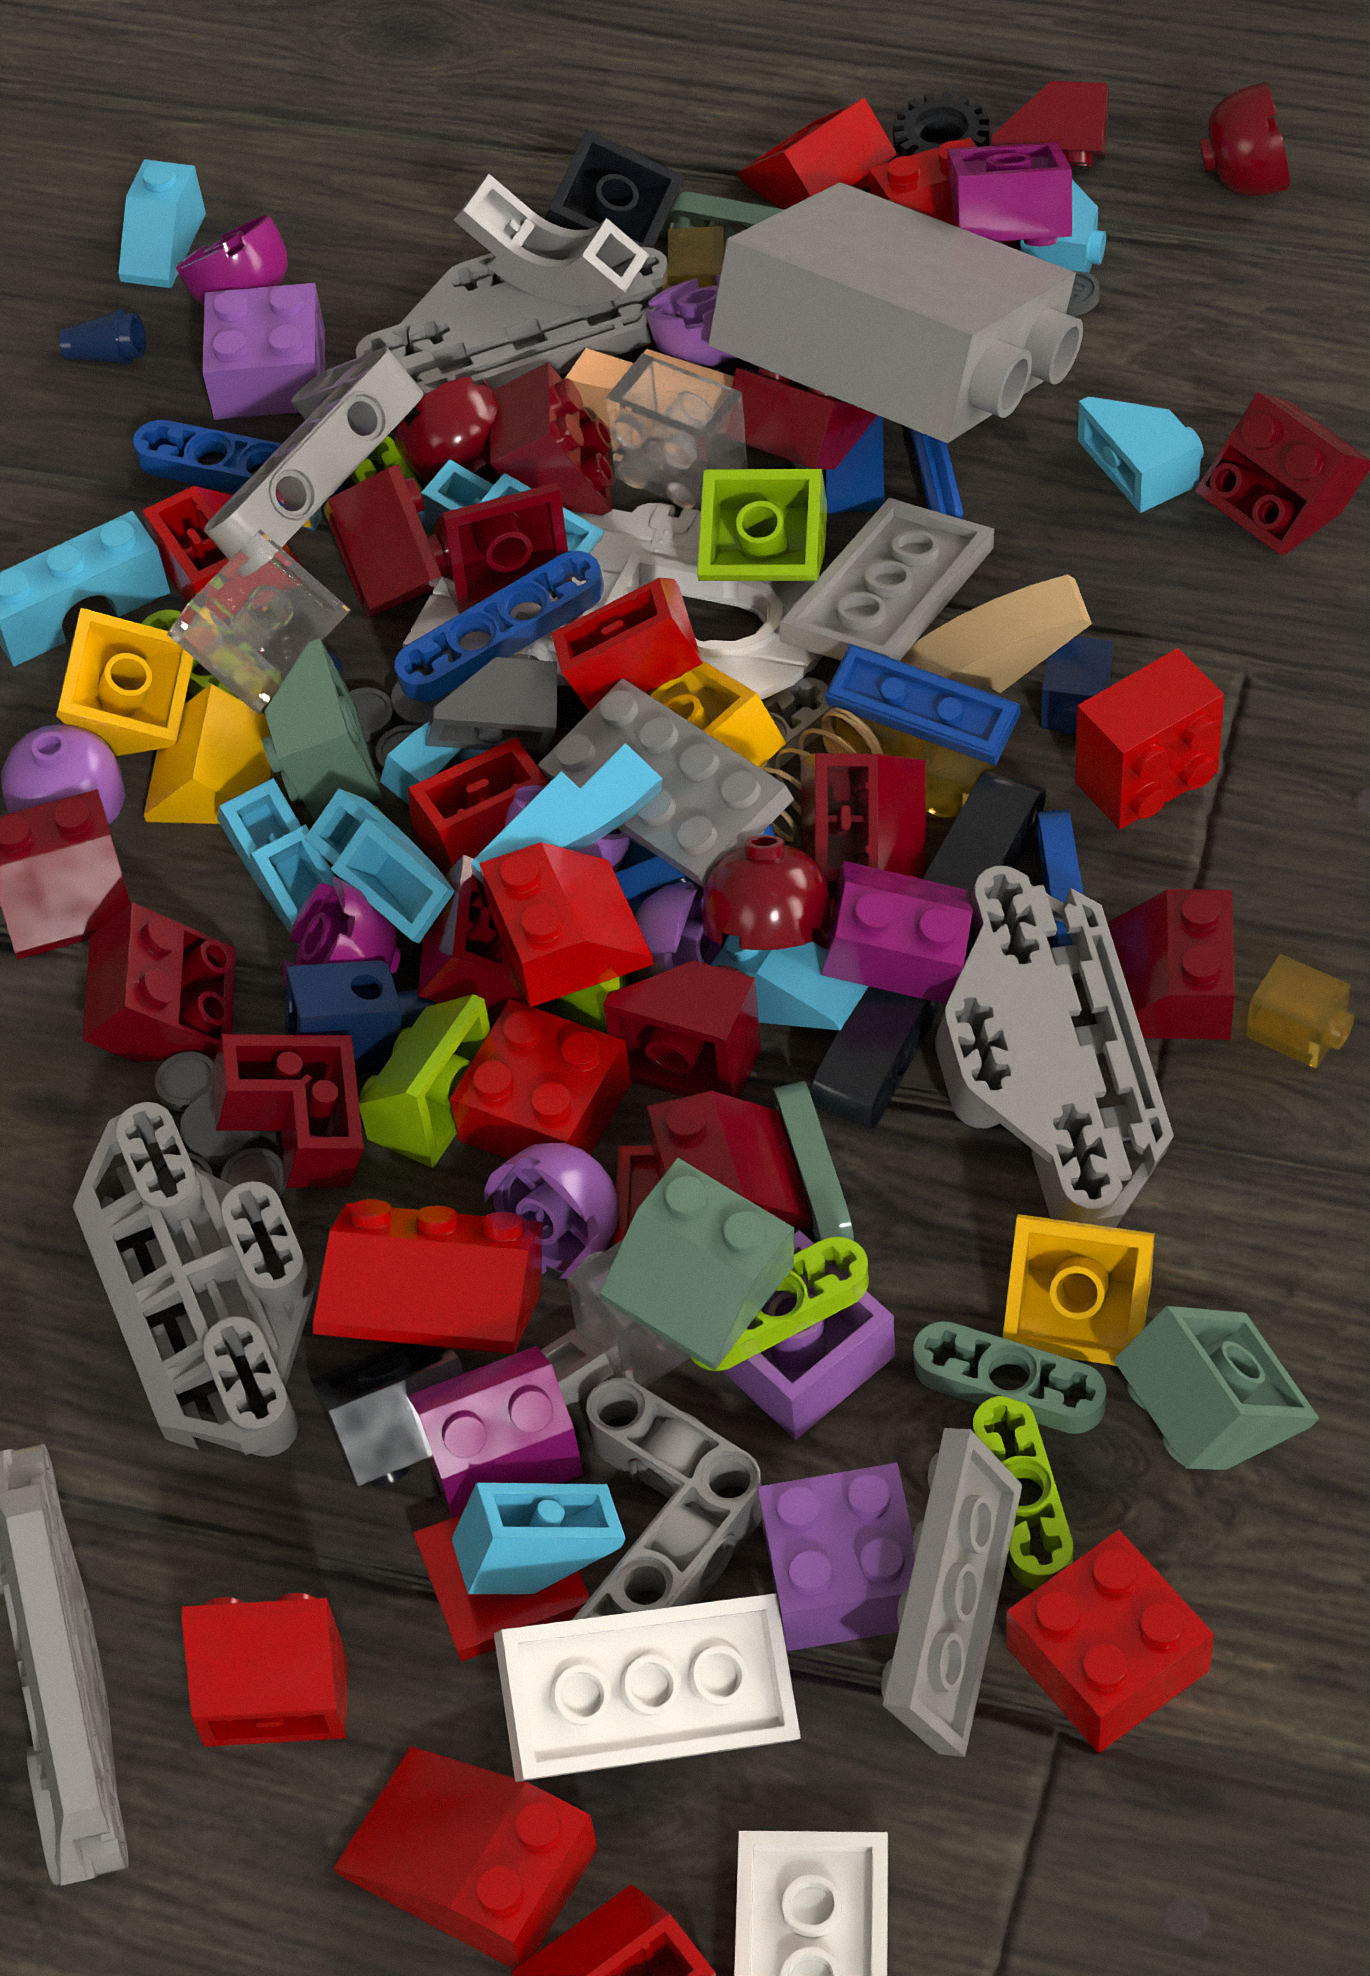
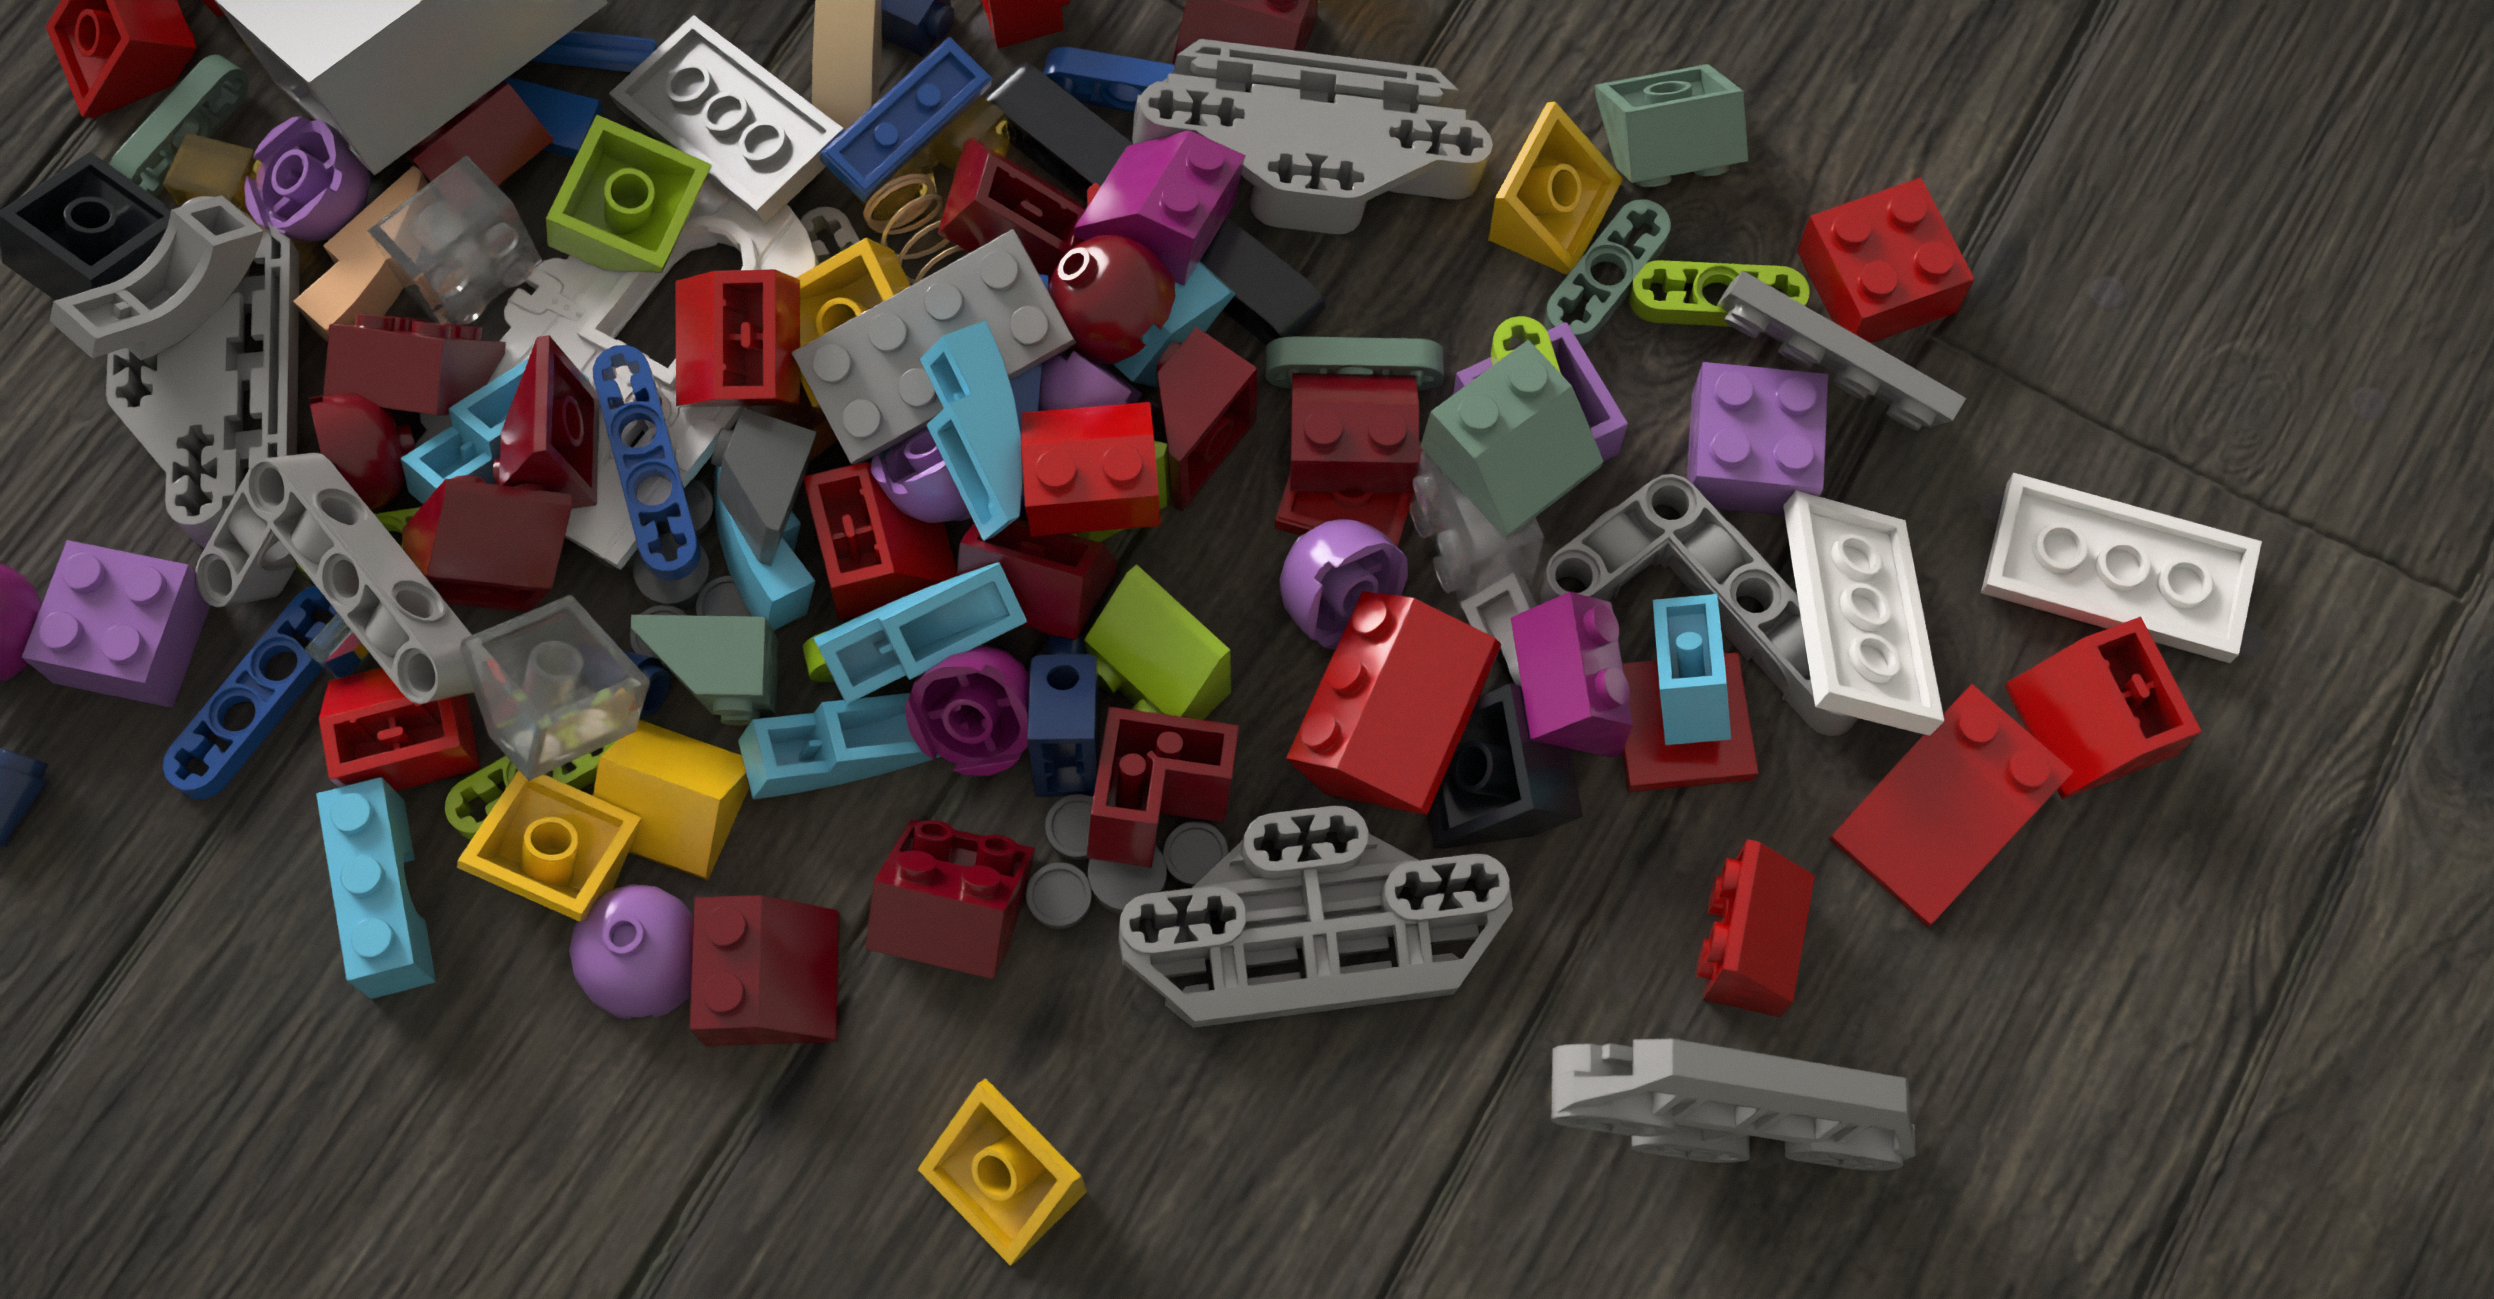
camera: 80 degrees left, 15 degrees up
(540, 1084) = (1207, 556): red brick -> none

